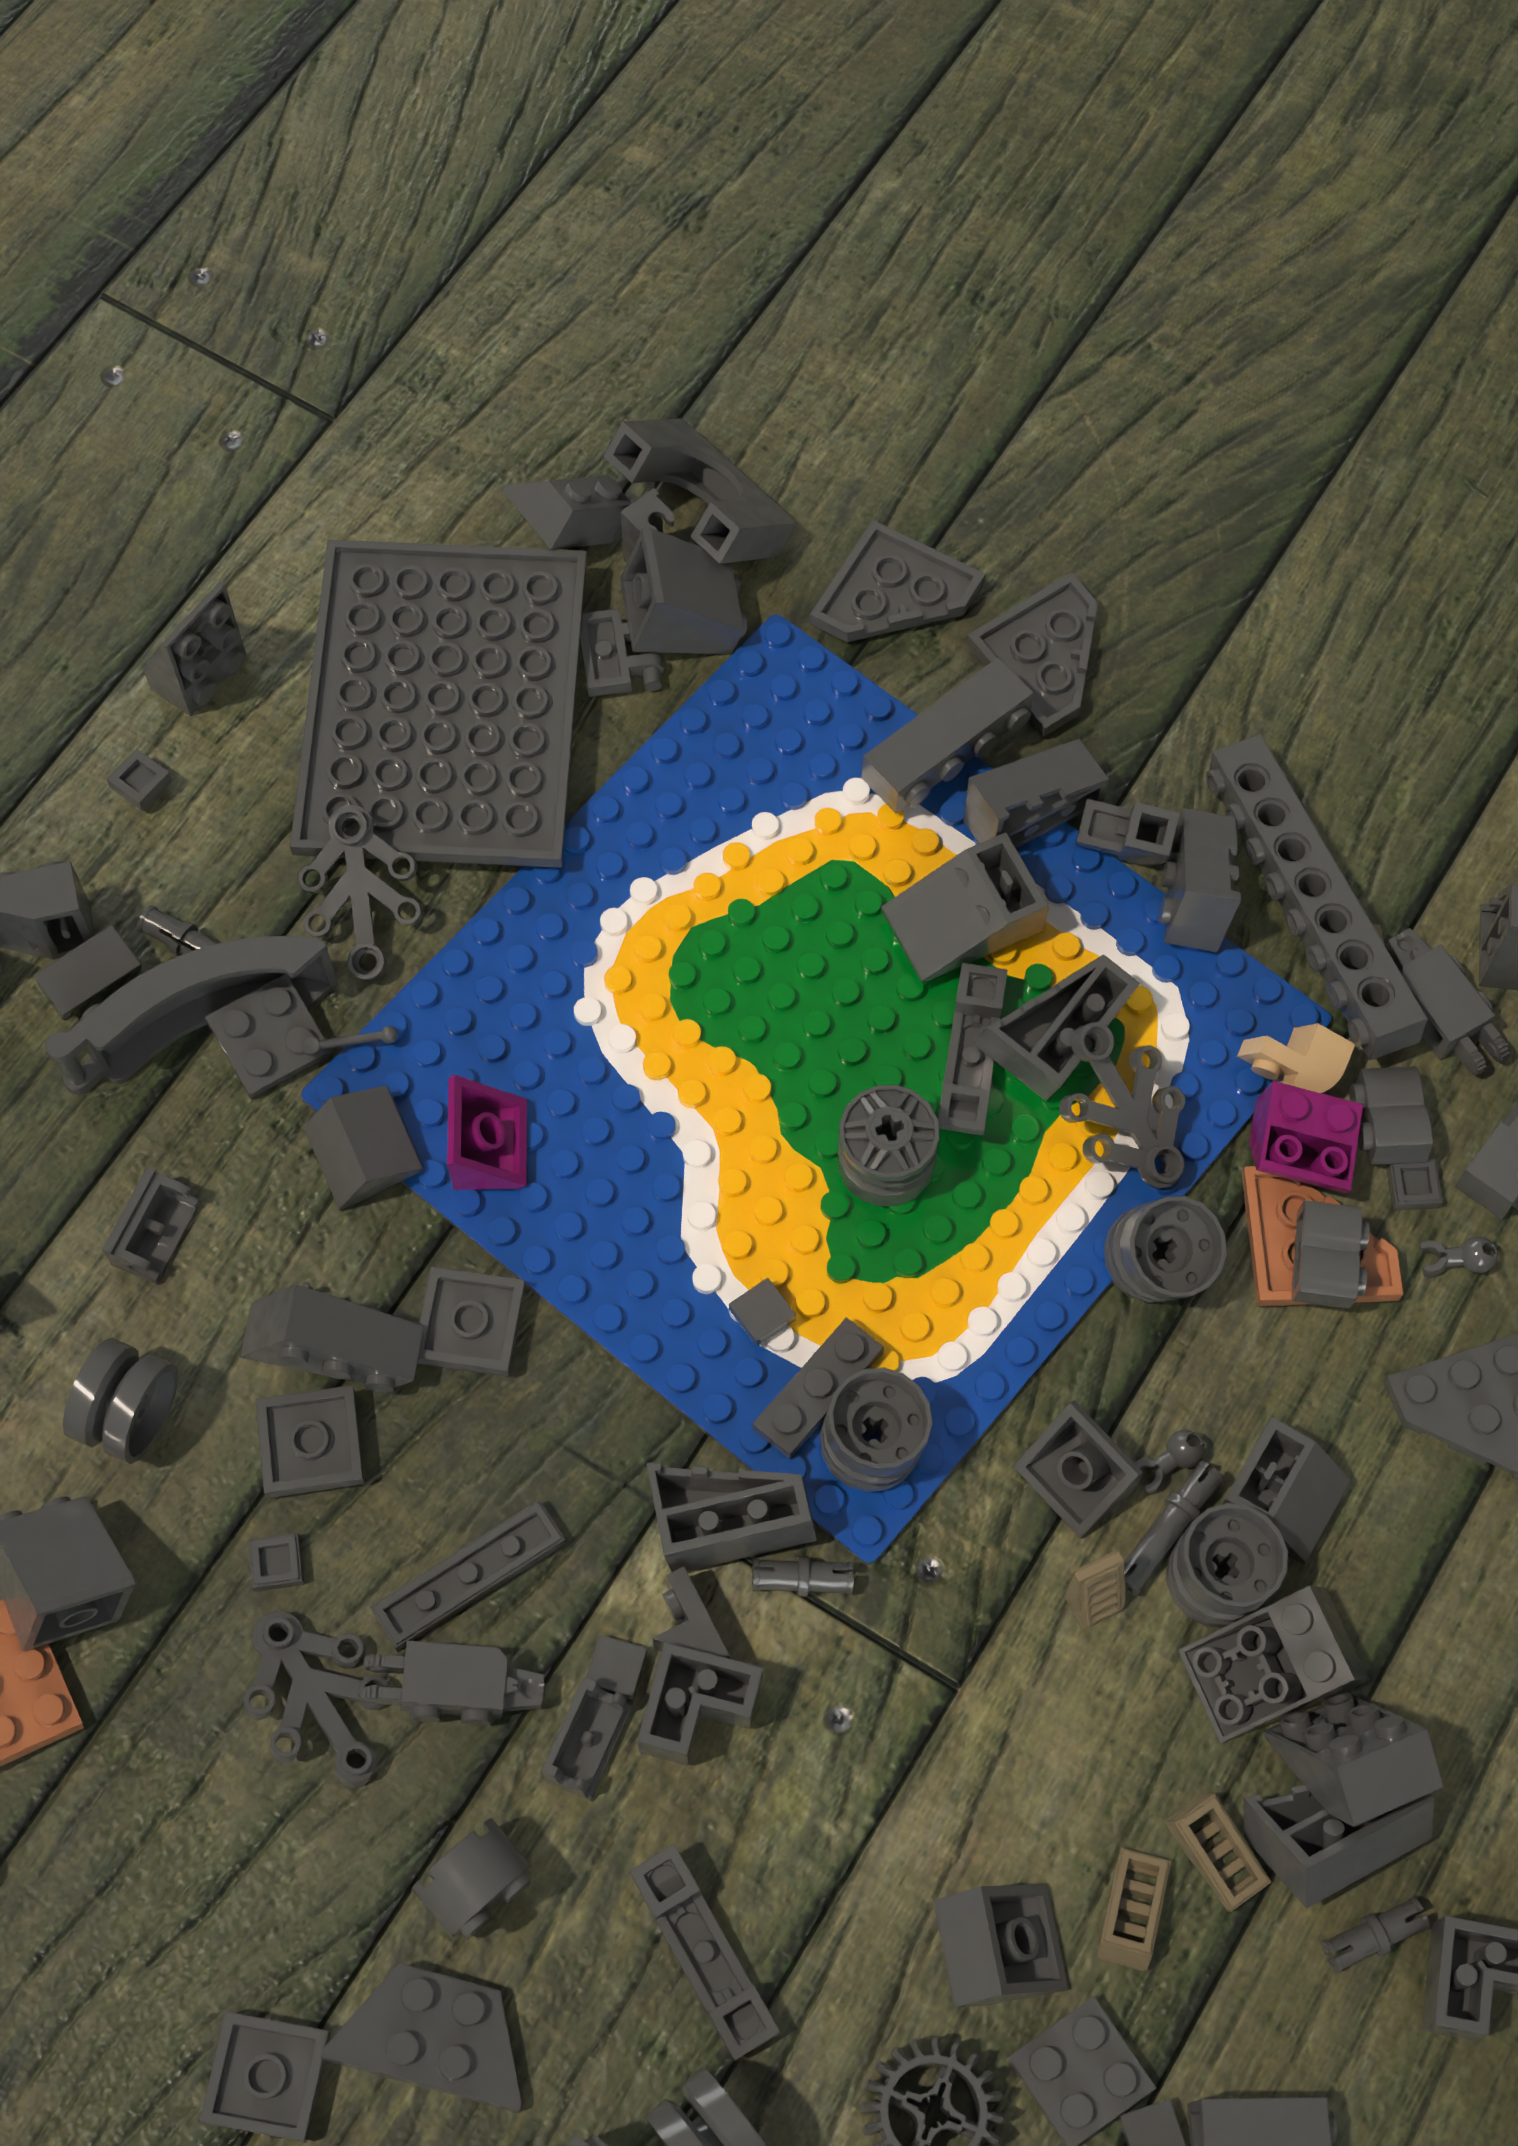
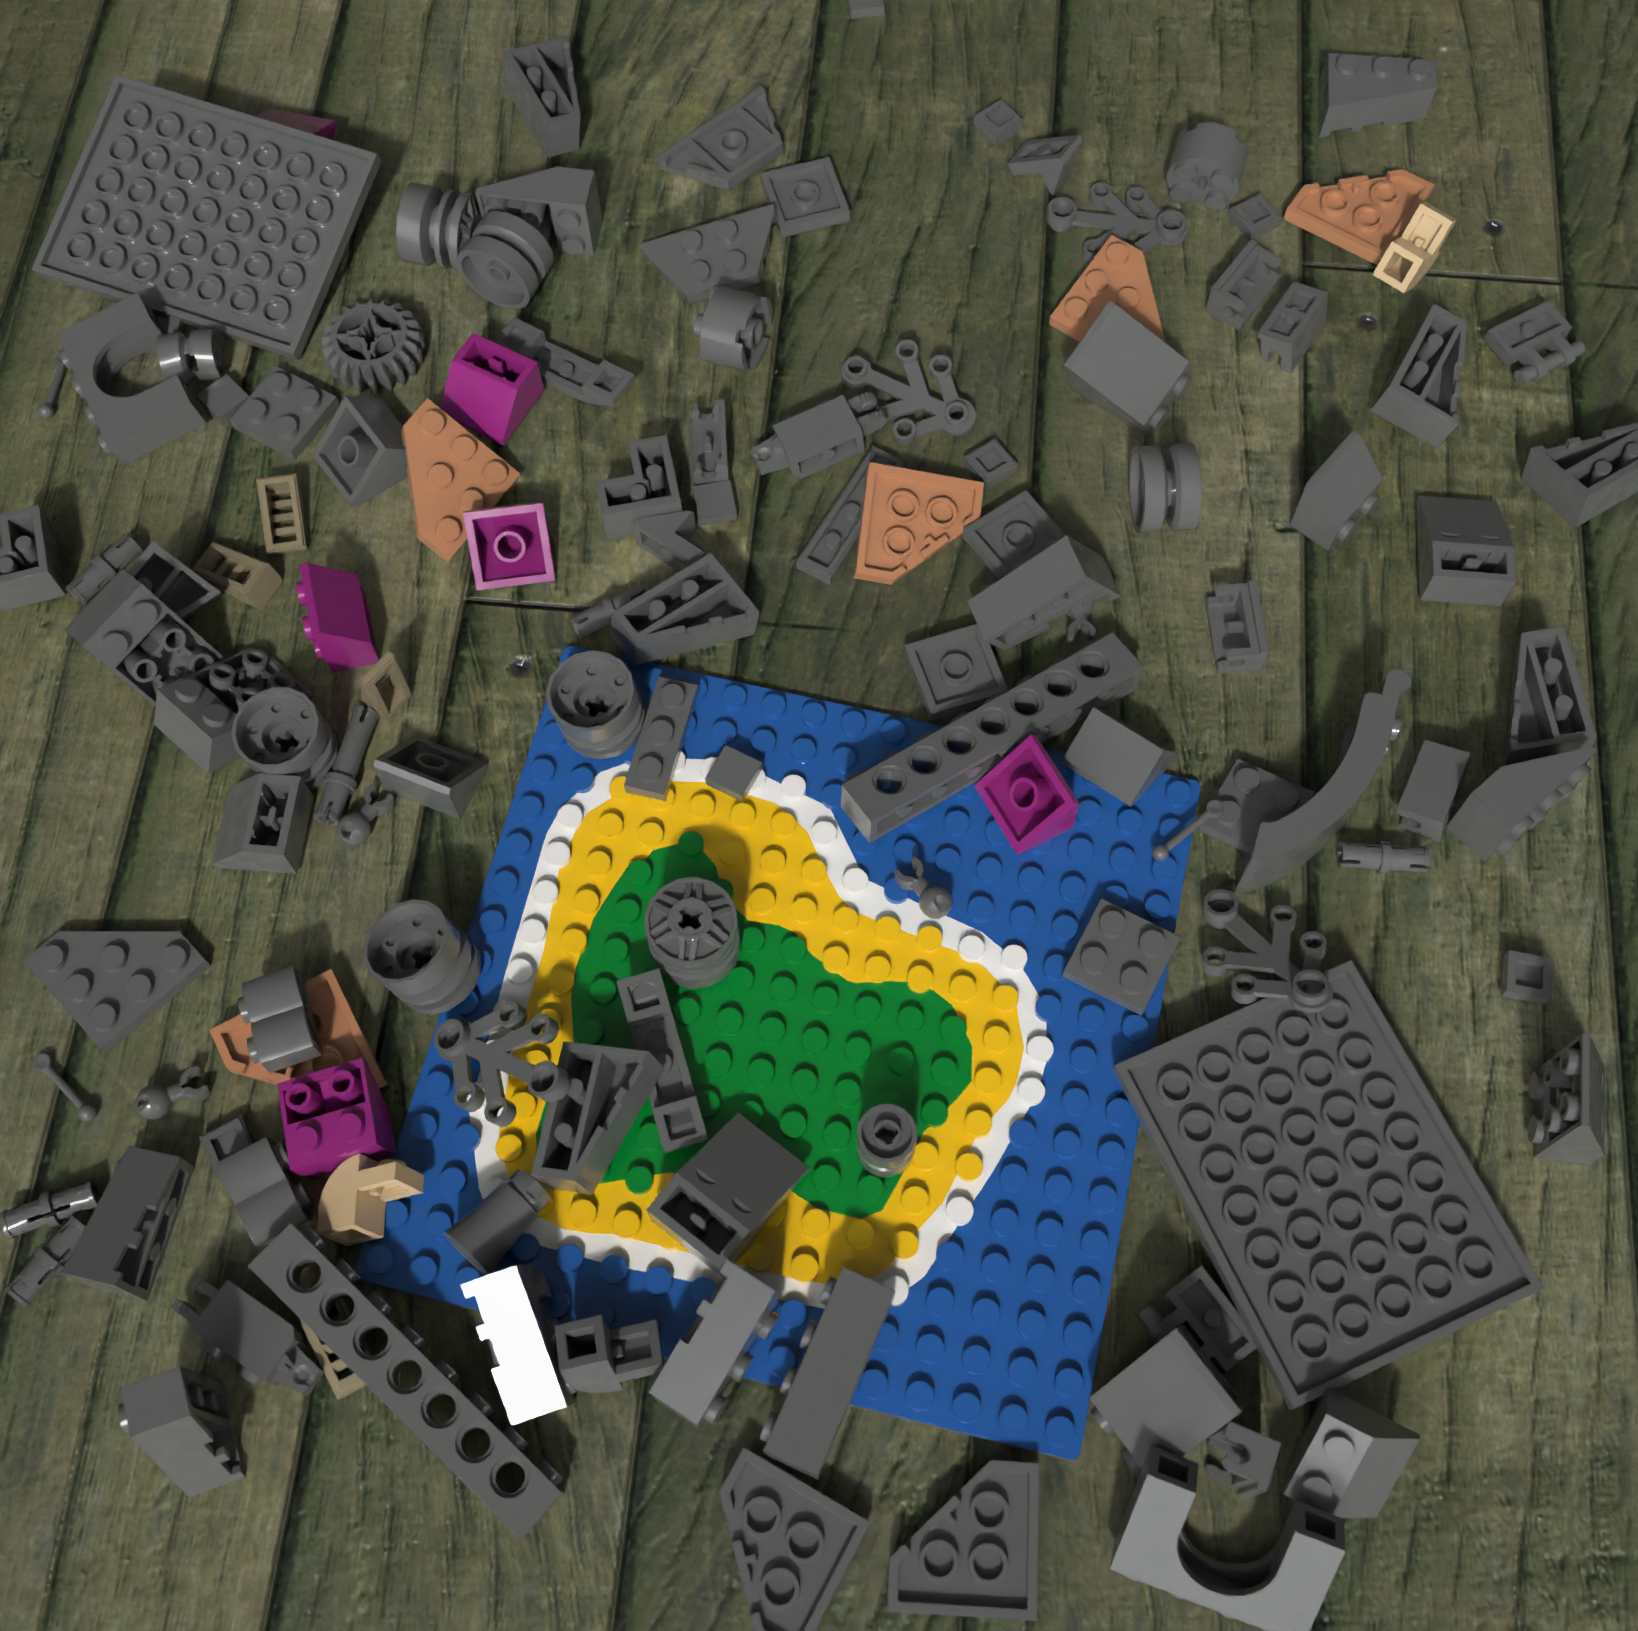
camera: 155 degrees right, 0 degrees up
(312, 1227) = (876, 813): none -> dark grey brick
(412, 1522) = (910, 519): none -> nougat plate
(490, 958) = (1121, 957): none -> dark grey plate
(635, 1090) = (932, 897): none -> dark grey arm
(802, 886) = (886, 1140): none -> dark grey wheel
(814, 1951) = (490, 388): none -> magenta slope
(880, 1711) = (510, 545): none -> magenta slope
(914, 1838) = (449, 475): none -> nougat plate
(1115, 1702) = (337, 617): none -> magenta slope
(1186, 979) = (498, 1221): none -> dark grey plant

